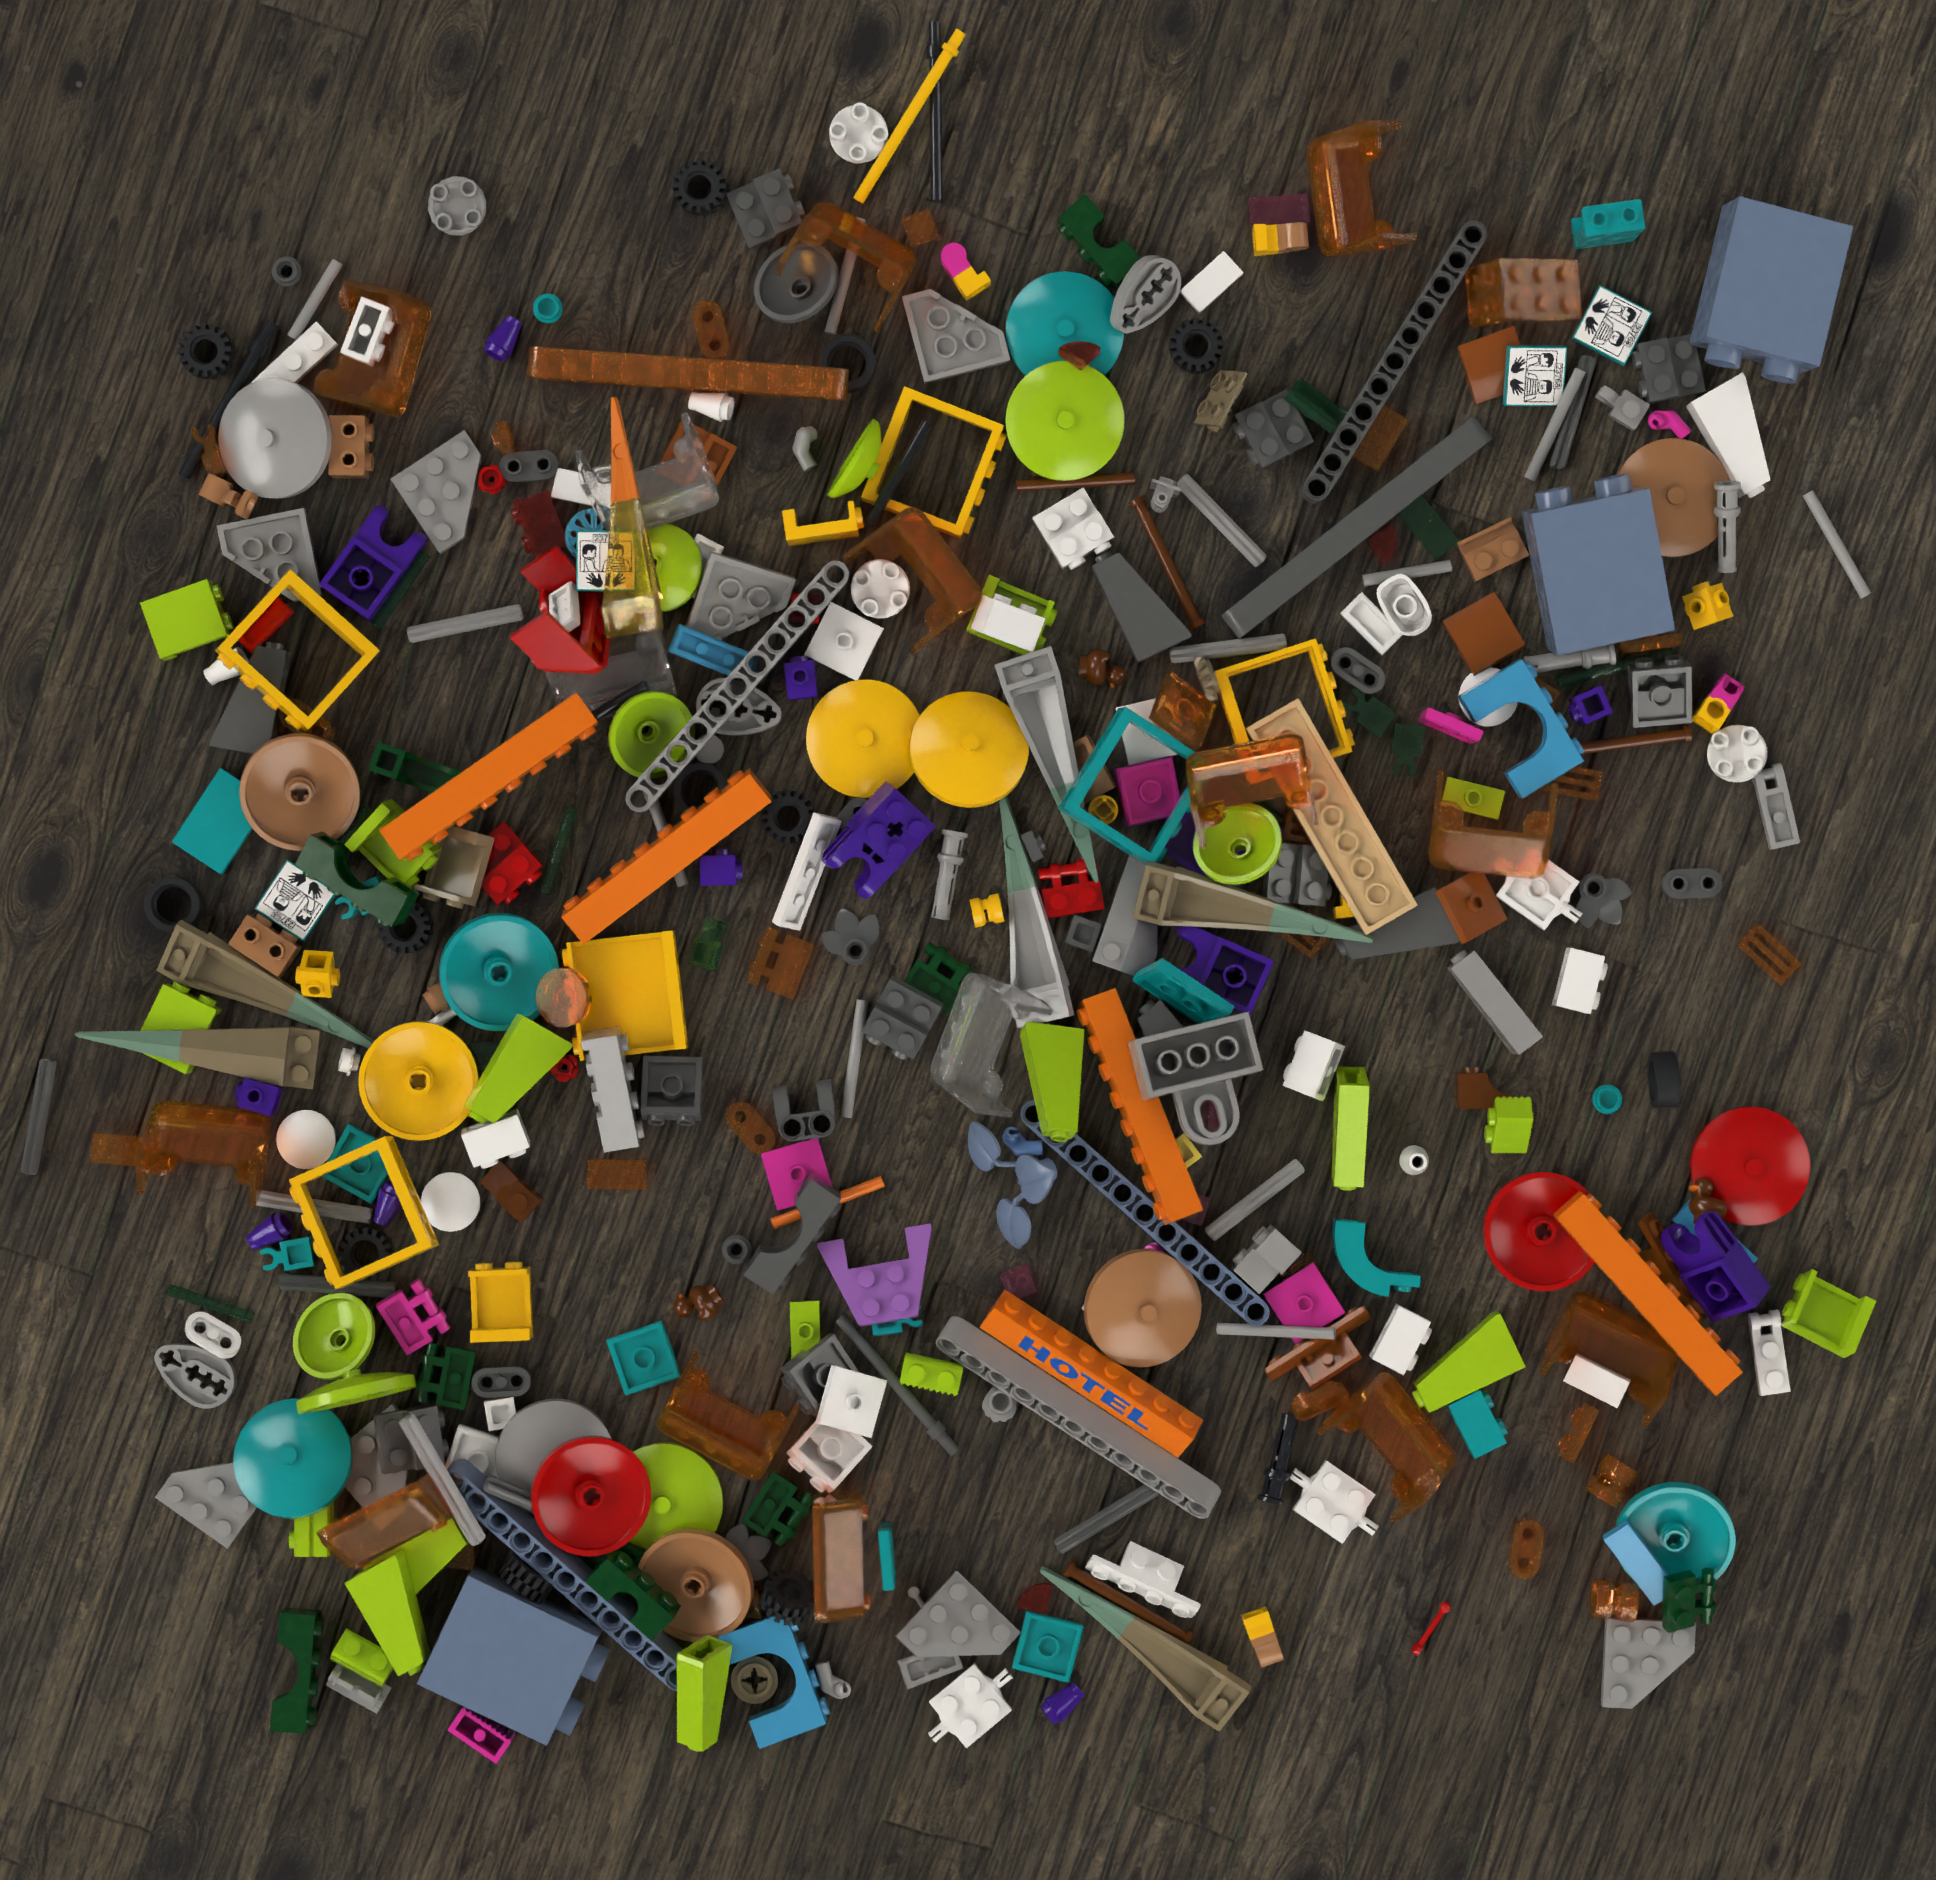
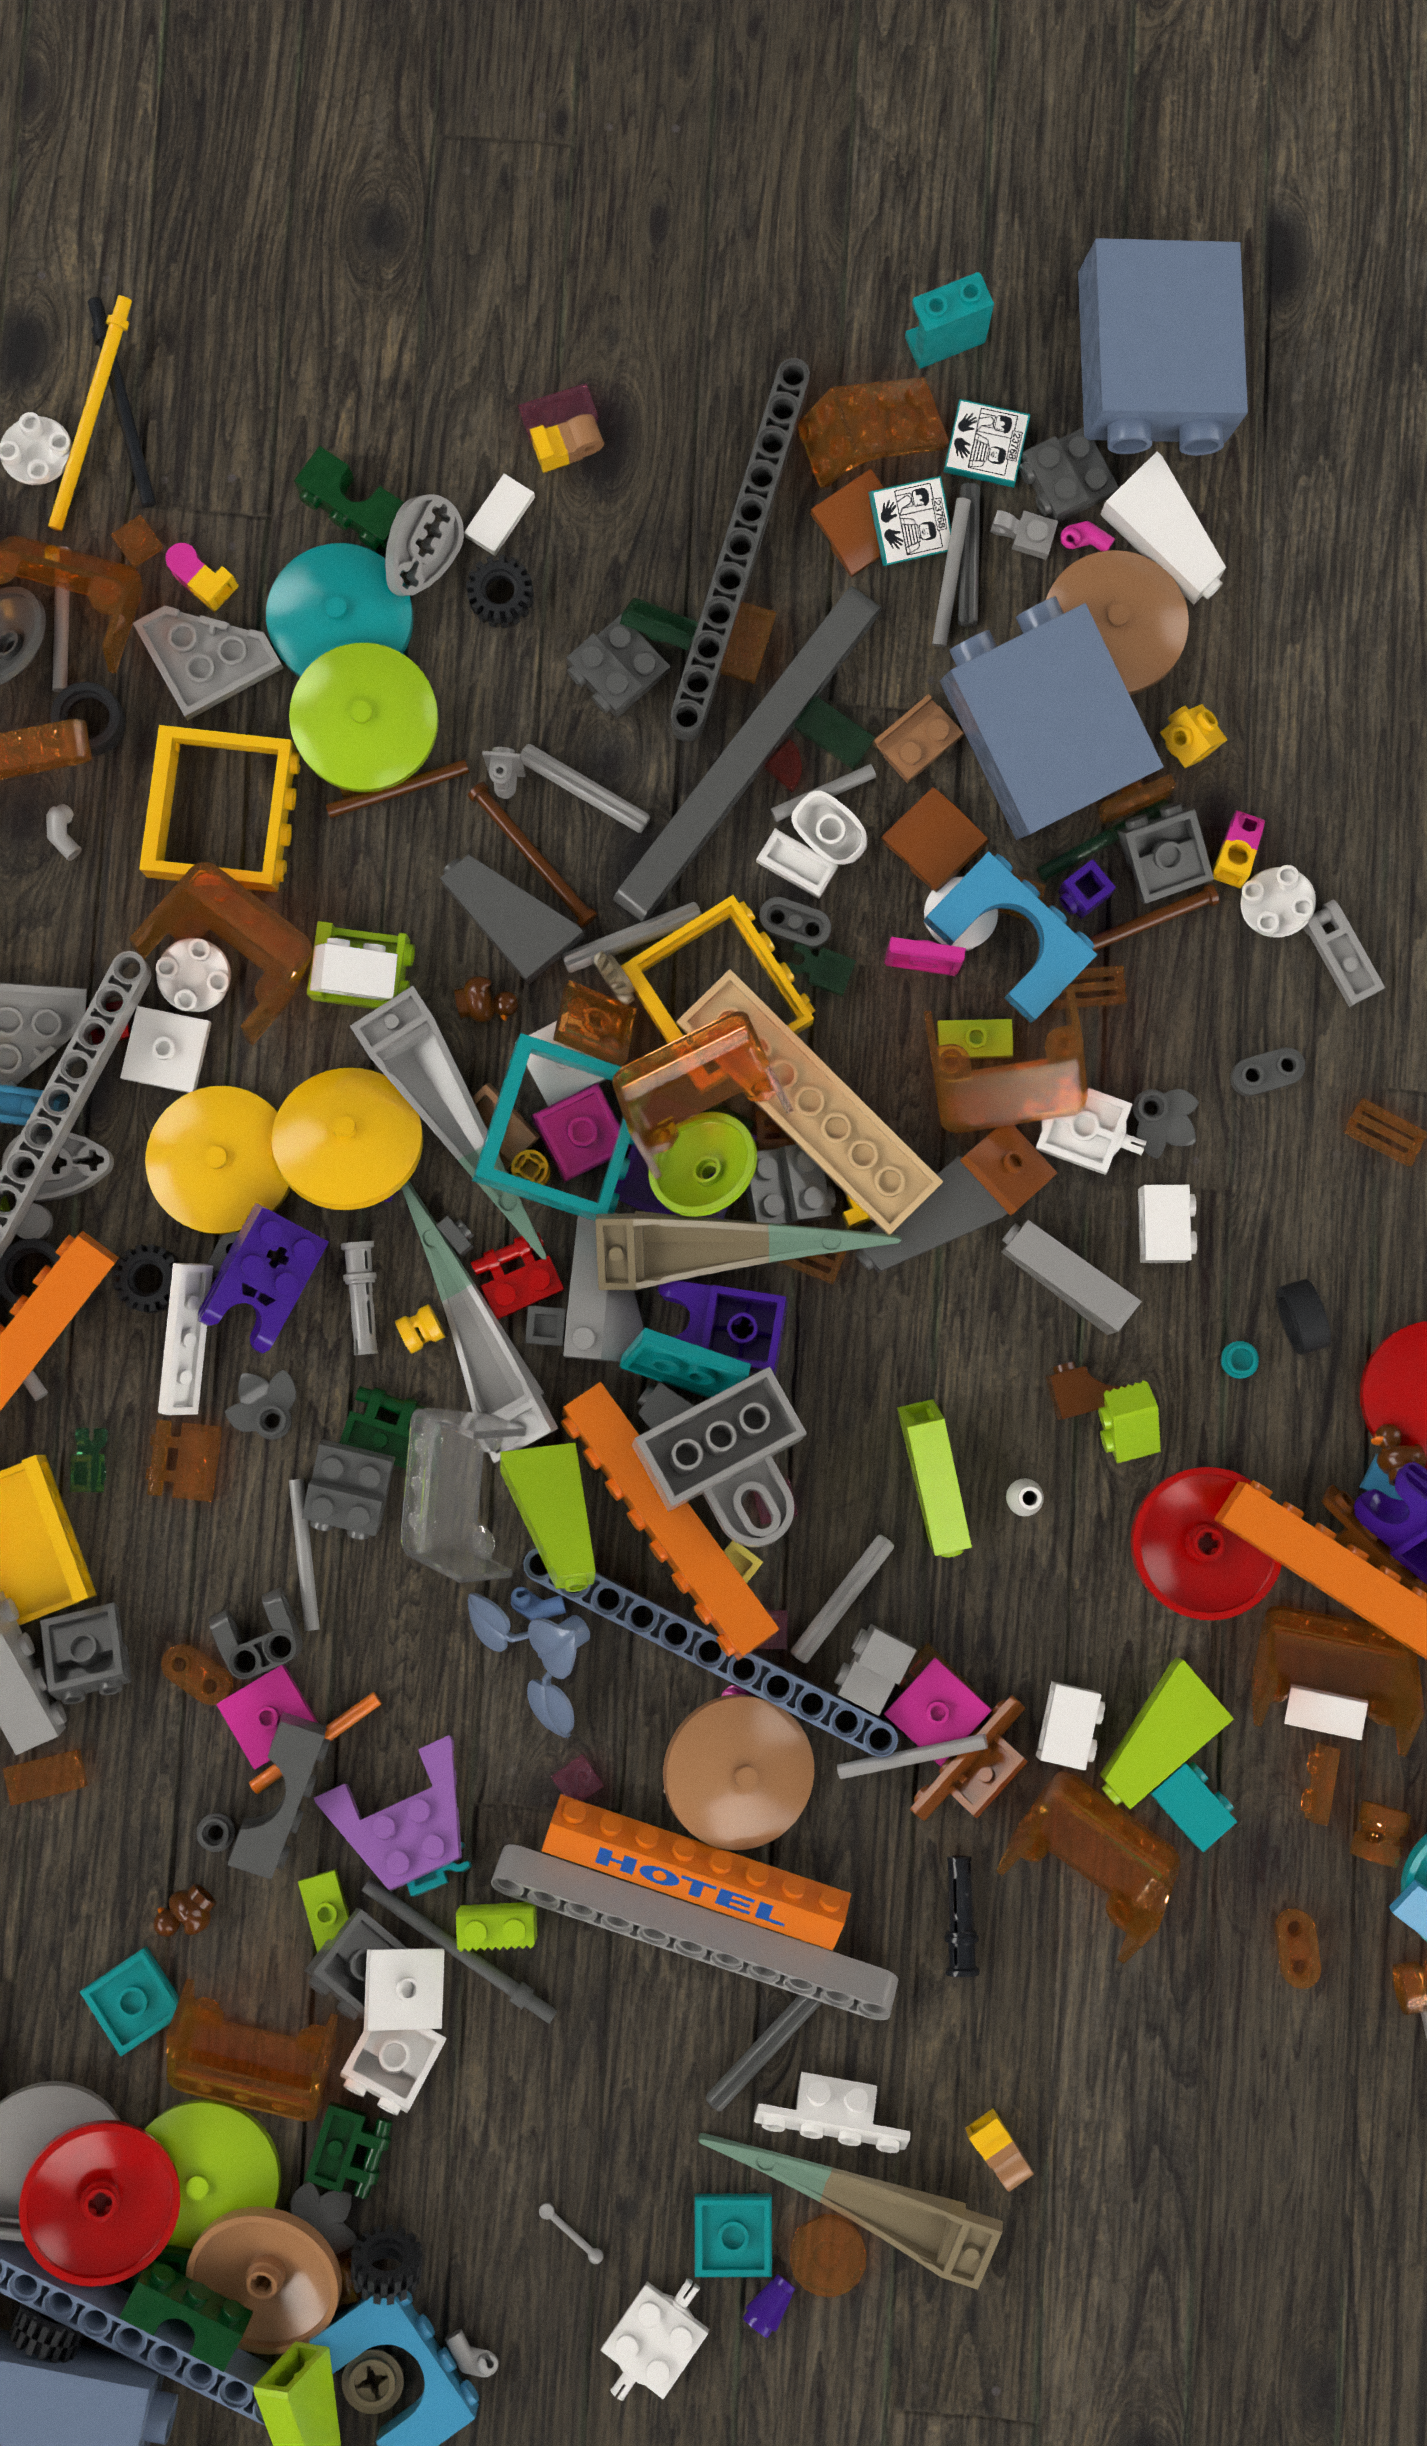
camera: 15 degrees left, 5 degrees down
(720, 869) = (79, 1364): dark purple brick -> none
(800, 678) = (122, 1107): dark purple brick -> none
(822, 532) = (101, 922): yellow panel -> none
(839, 1556) = (431, 2197): clear orange windscreen -> none
(859, 463) = (122, 826): lime dish -> none
(887, 1556) = (497, 2177): teal tile -> none
(897, 474) = (176, 830): black bar -> none
(924, 1669) = (589, 2301): light grey plate -> none
(957, 1624) = (611, 2239): light grey plate -> none
(999, 1405) = (592, 1943): light grey animal -> none
(1036, 1598) = (702, 2177): clear red tile -> none
(1074, 529) = (410, 844): white plate -> none
(1079, 353) = (359, 631): clear red tile -> none
(1114, 1679) = (828, 2255): none -> clear orange tile
(1126, 1602) = (819, 2153): reddish brown bar -> none
(1224, 390) = (549, 634): dark tan hinge -> none
(1313, 1065) = (869, 1413): white brick -> none
(1319, 1401) = (988, 1831): clear orange plate -> none
(1333, 1501) = (1042, 1953): white plate -> none
(1343, 190) = (624, 364): clear orange windscreen -> none
(1351, 1255) = (976, 1631): teal arch -> none
(1407, 743) = (879, 993): clear green plate -> none
(1417, 1647) = (1197, 2111): red hinge -> none
(1583, 658) = (1062, 834): light grey pin -> none
(1727, 511) = (1184, 618): light grey pin -> none
(1836, 544) = (1325, 626): light grey bar -> none

